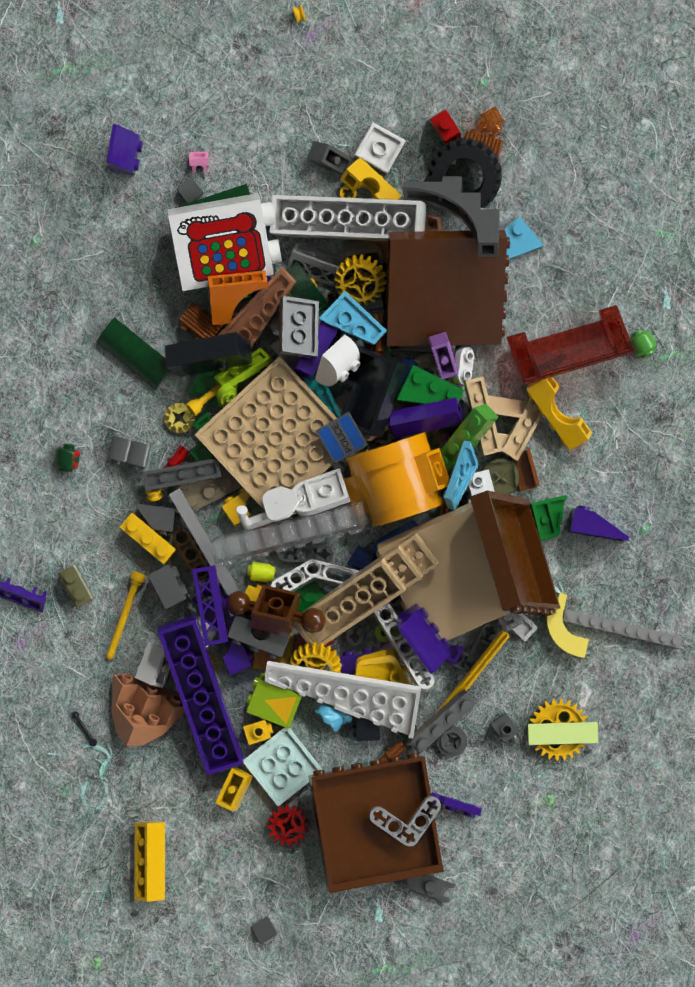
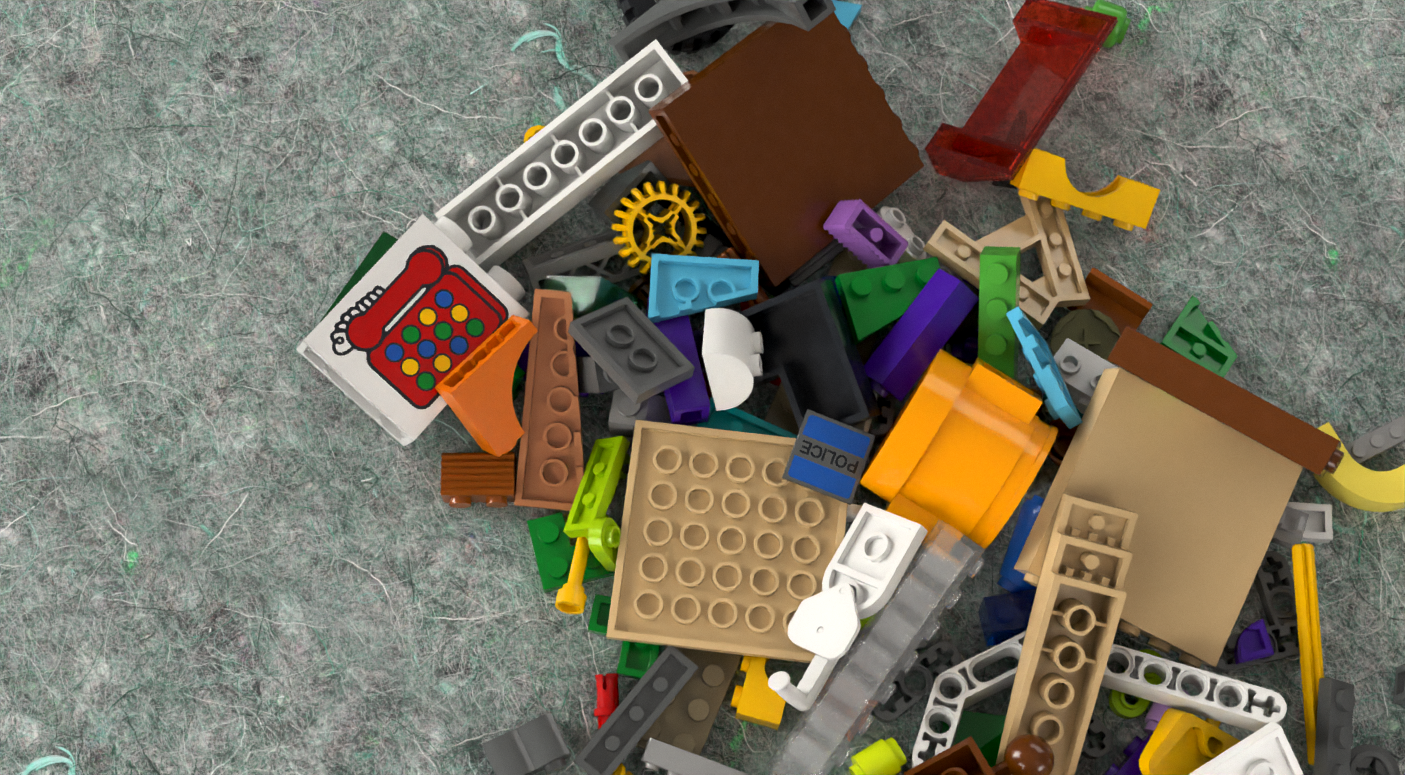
camera: 45 degrees left, 15 degrees down
(124, 151) = (164, 322): dark purple slope -> none
(134, 353) = (415, 598): dark green brick -> none
(179, 427) = (572, 650): light yellow gear -> none
(190, 190) = (307, 308): dark grey slope -> none
(199, 159) = (287, 256): bright pink tile -> none
(208, 354) = (528, 502): black brick -> none
(329, 157) = (473, 114): dark grey slope -> none
(362, 175) = (540, 100): yellow arch -> none
(380, 148) = (532, 52): white plate -> none
(423, 637) = (1204, 644): dark purple slope -> none
(591, 524) = (1272, 297): dark purple slope -> none

